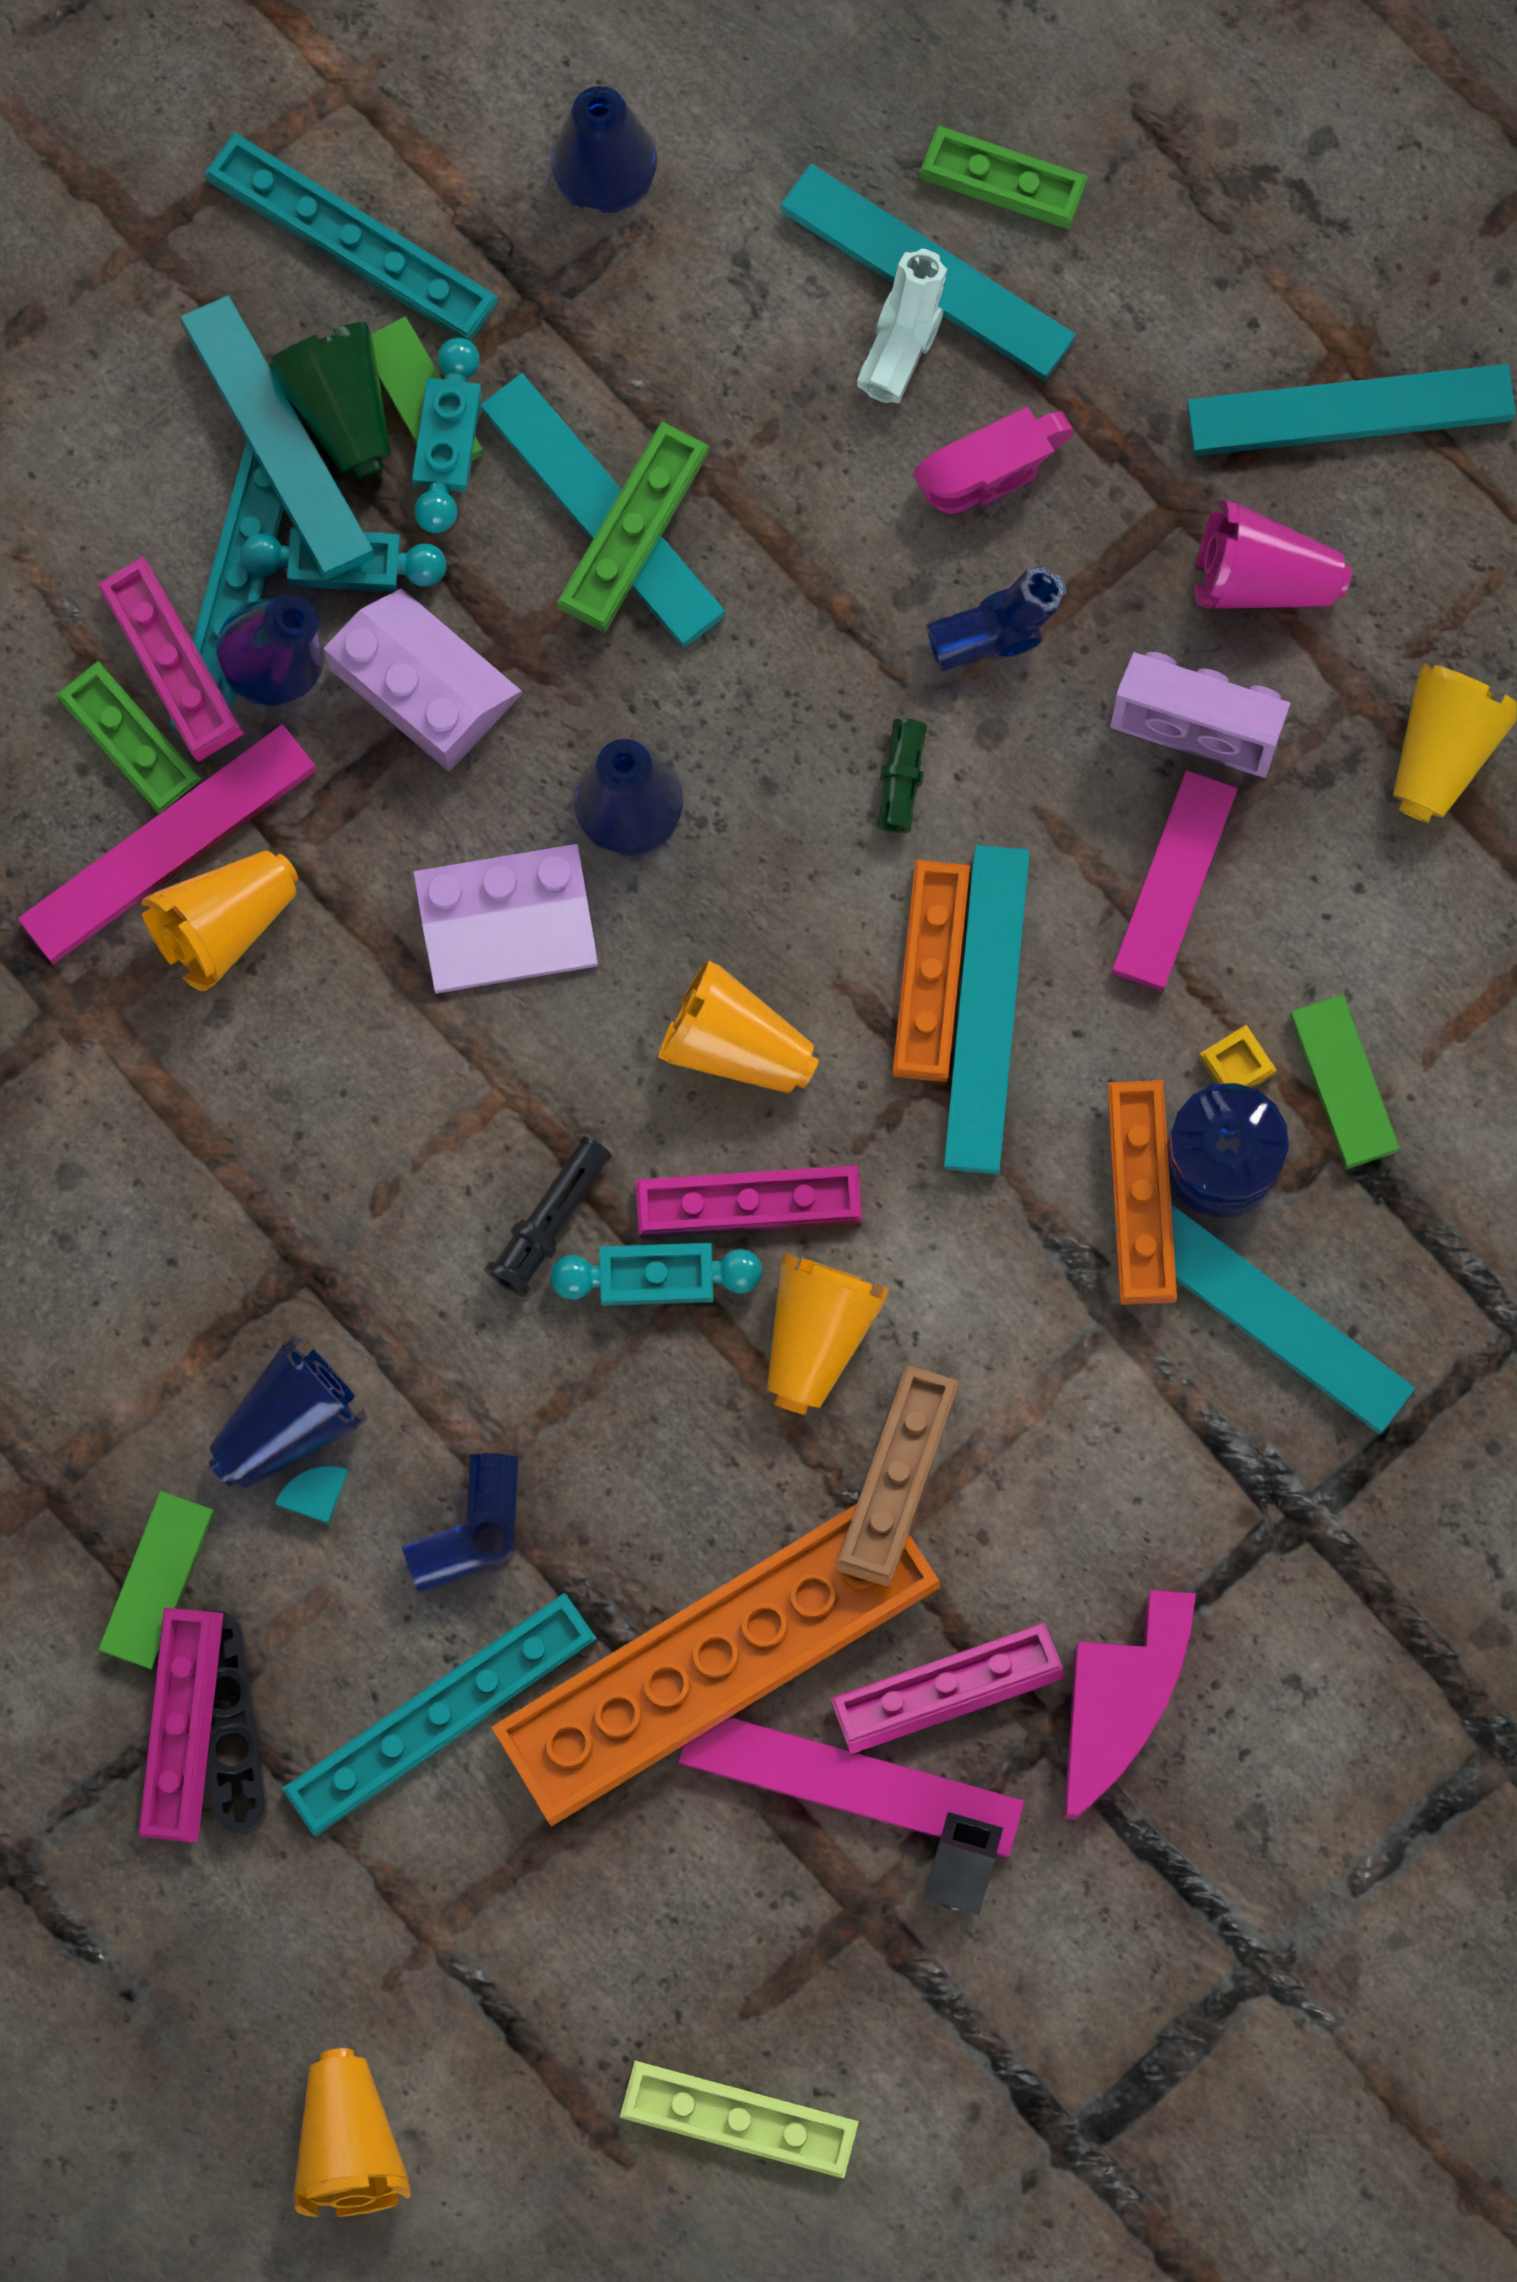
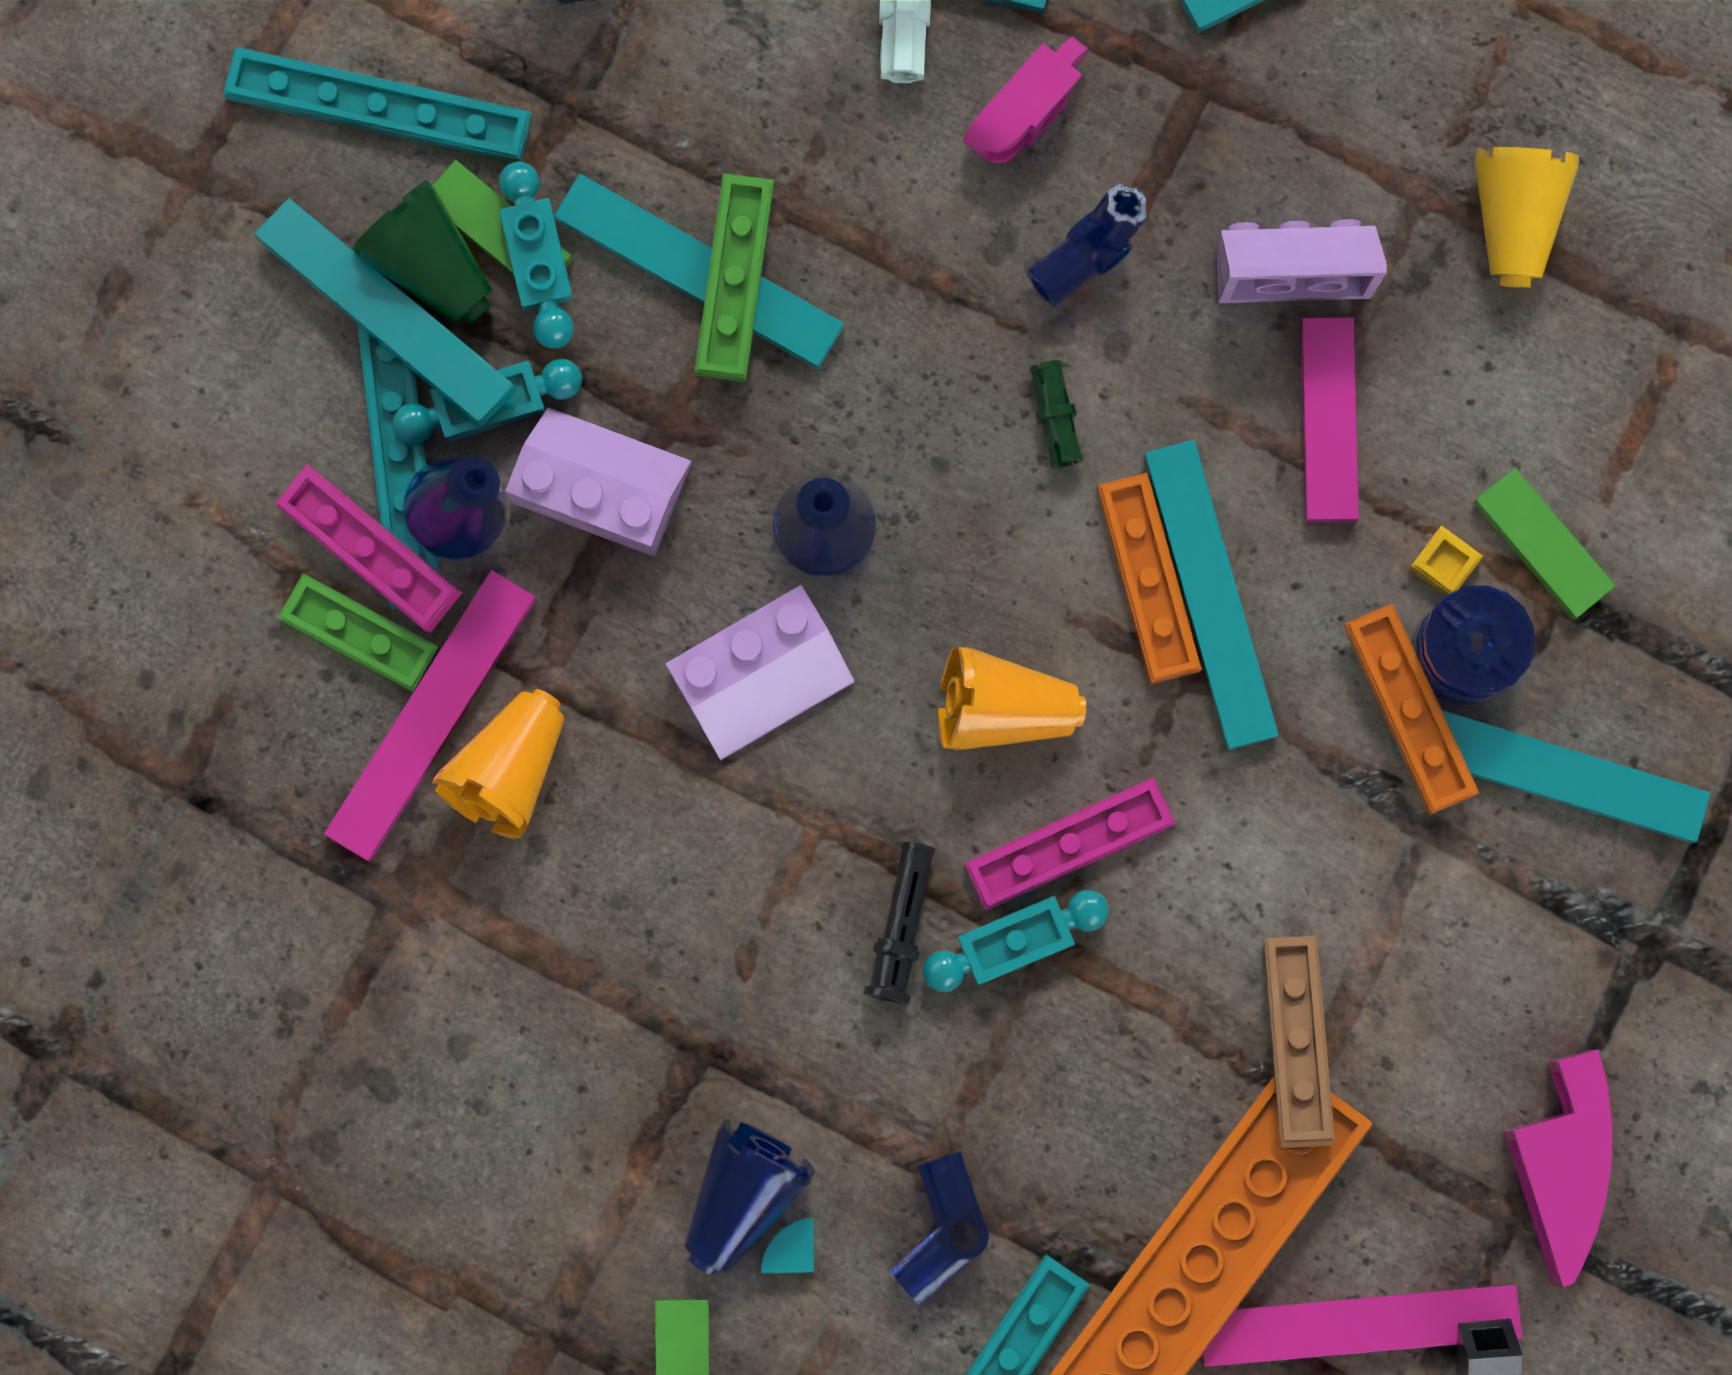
camera: 25 degrees left, 5 degrees up
(817, 1329) = (1178, 937): light orange cone -> none
(947, 1688) = (1411, 1211): dark pink tile -> none
(1265, 564) = (1300, 109): dark pink cone -> none

